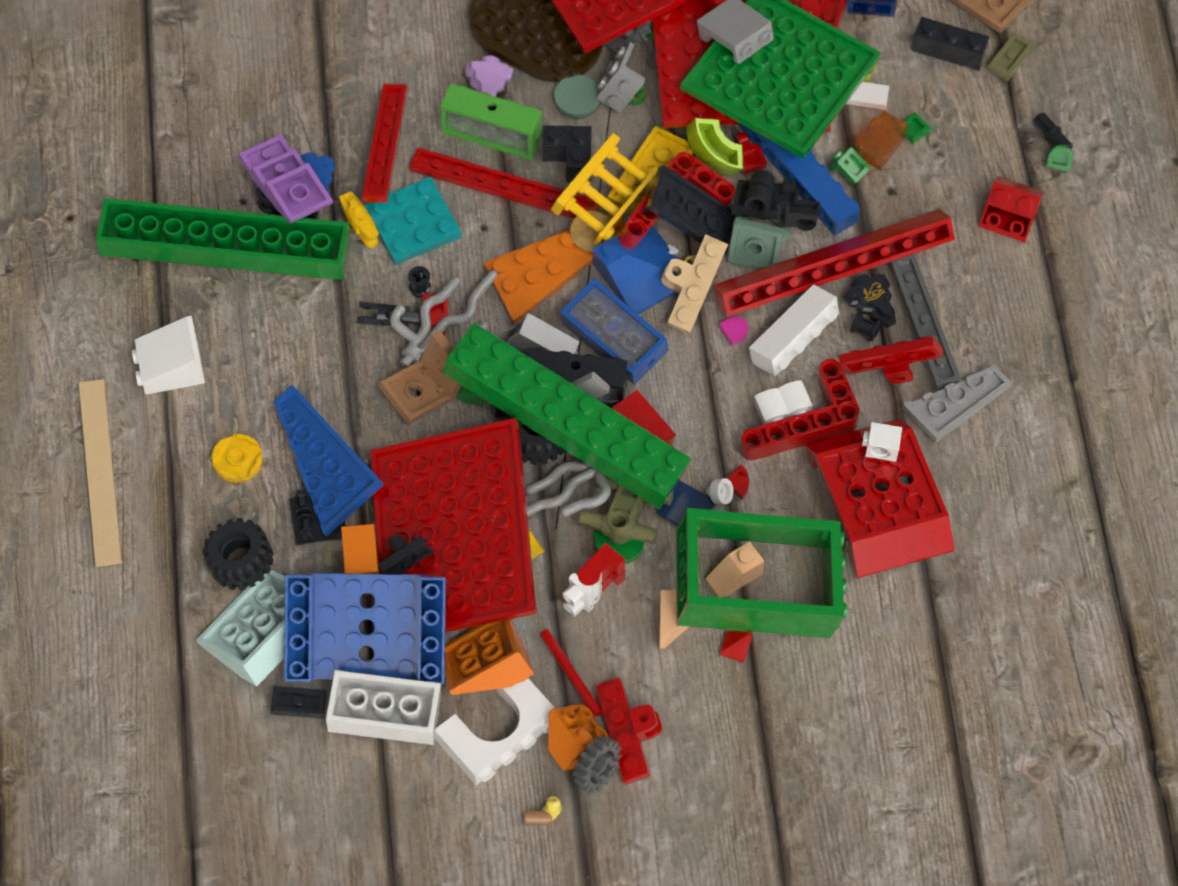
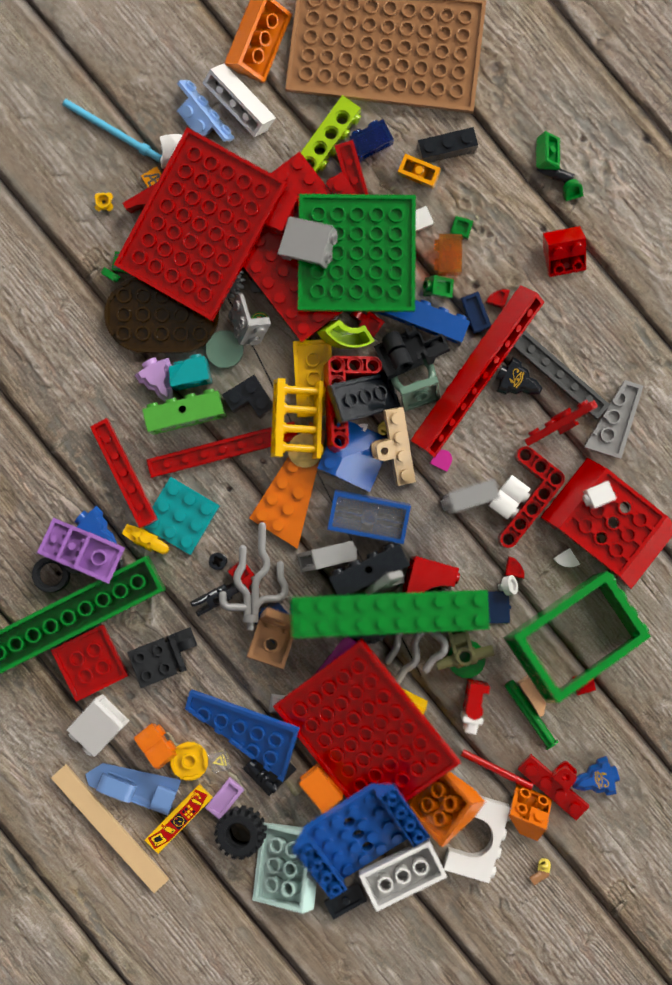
camera: 30 degrees left, 25 degrees up
(165, 451) = (135, 786): none -> medium blue panel
(181, 507) = (178, 818): none -> tile
(211, 295) = (89, 662): none -> red plate
(214, 415) = (155, 745): none -> orange brick
(233, 177) = (41, 585): none -> black tyre
(258, 512) = (224, 798): none -> lavender tile
(269, 478) = (219, 761): none -> clear tile
(286, 337) = (161, 658): none -> black plate
(405, 554) = (347, 770): black tile -> none
(527, 87) = (190, 373): none -> teal slope
(597, 764) = (558, 827): dark grey gear -> none
(651, 640) = (530, 714): none -> green axle
(682, 751) = (599, 778): none -> blue rock
(733, 341) = (470, 496): none -> light grey arch
(736, 570) = (554, 636): light nougat slope -> none
(794, 330) = (483, 439): white brick -> none
(805, 505) = (566, 559): none -> white tile
(865, 326) = (525, 404): black bush -> none
(873, 211) = (475, 312): none -> dark blue tile
(903, 47) = (419, 171): none -> light orange brick
(904, 213) = (498, 298): none -> red tile
(1011, 57) = (492, 129): olive plate -> none
(1058, 108) = (548, 151): none -> green slope

